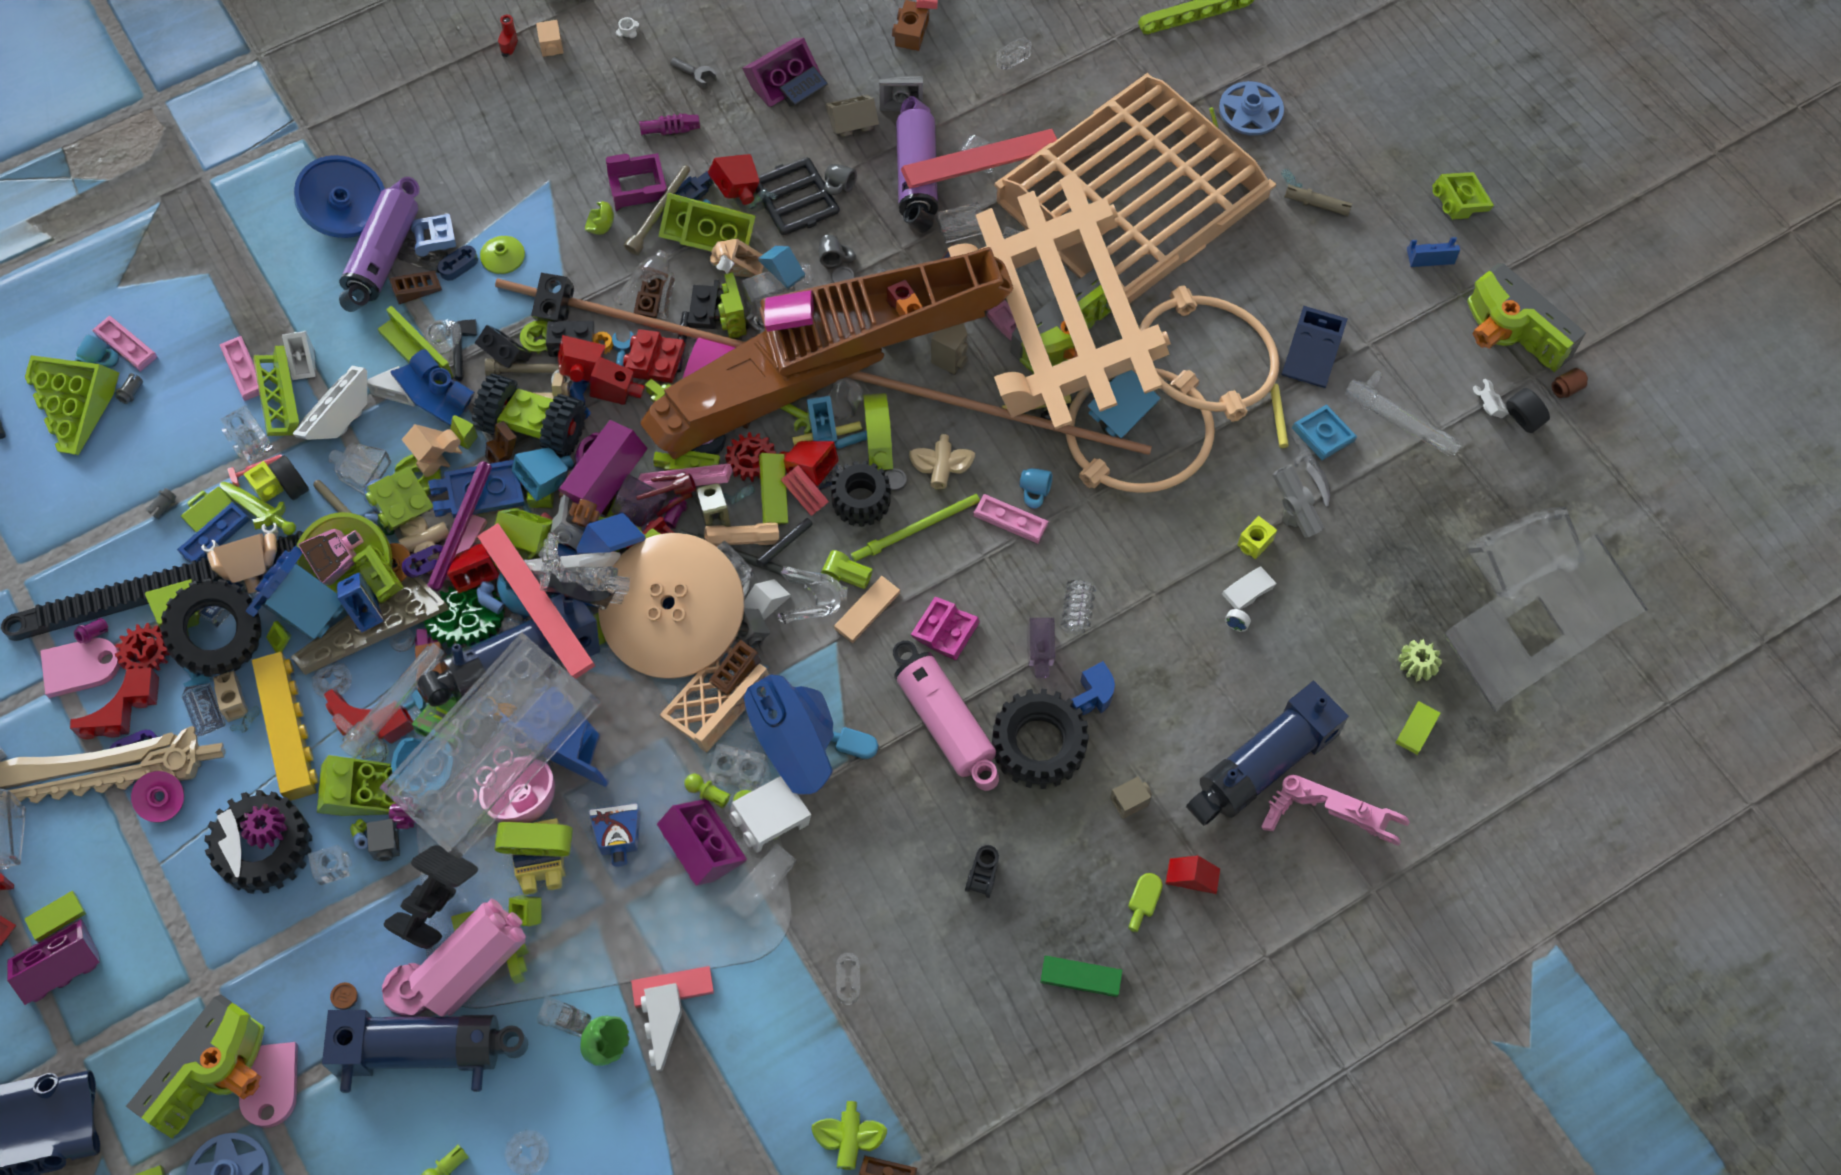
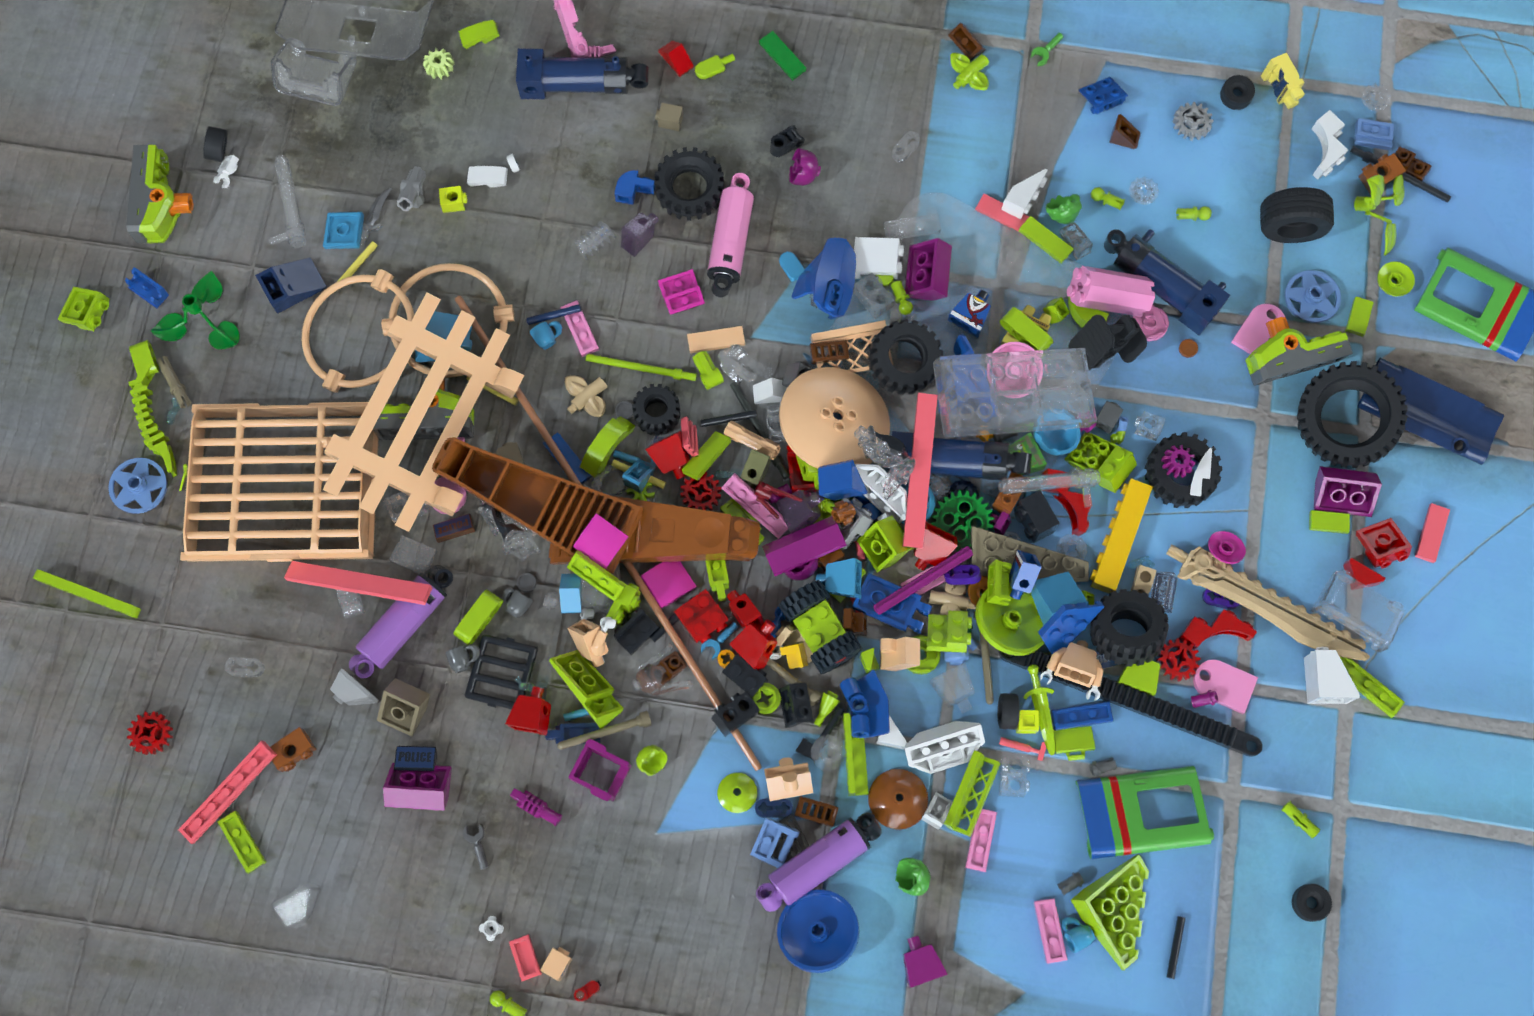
camera: 140 degrees left, 10 degrees up
(68, 998) = (1362, 379): none -> black tyre
(122, 468) = (1115, 816): none -> bright green piece
(226, 239) = (922, 963): none -> magenta torso
(282, 291) = (912, 876): none -> bright green hair
(331, 554) = (1020, 618): torso -> none
(360, 349) = (896, 813): none -> dark orange dish
(380, 666) = (1036, 516): none -> black brick
(459, 284) = (788, 780): none -> light nougat piece
(474, 372) = (828, 703): none -> lime cone
(486, 598) = (944, 513): medium blue arm -> none
(539, 384) = (795, 655): none -> yellow panel
(577, 1100) = (1098, 194): none -> lime pin
(581, 30) = (525, 958): none -> coral tile
(597, 987) = (1046, 239): none -> lime tile
(631, 694) = (887, 373): none -> black tyre
(769, 288) = (596, 576): none -> lime tile
(856, 217) = (478, 617): none -> lime beam
(904, 301) = (519, 493): leg -> none
(907, 401) = (570, 457): none -> blue tile
(934, 852) = (804, 168): none -> magenta cylinder
(1046, 507) = (553, 314): none -> dark blue bar
(1363, 195) = (146, 367): none -> lime piece
(1374, 243) = (173, 325): none -> green plant
(1569, 383) = (170, 142): copper brick -> none

